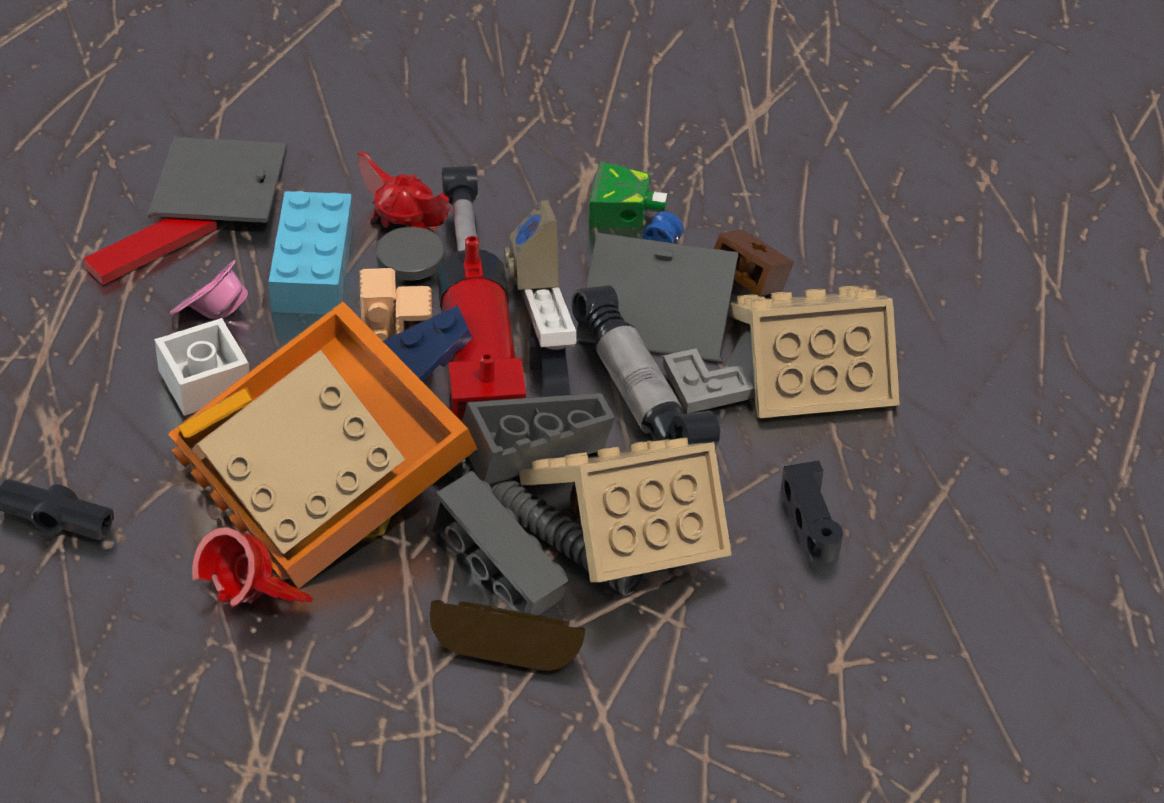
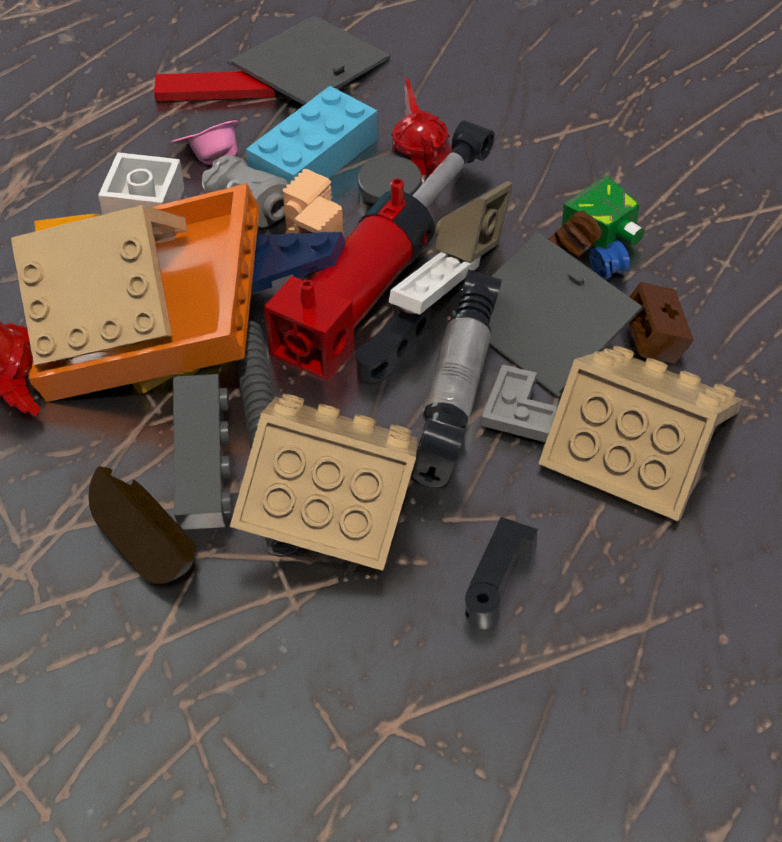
camera: 40 degrees right, 5 degrees up
(290, 314) = (265, 187): none -> light grey animal
(533, 429) = (315, 369): dark grey wedge -> none
(624, 219) = (577, 234): none -> reddish brown gear

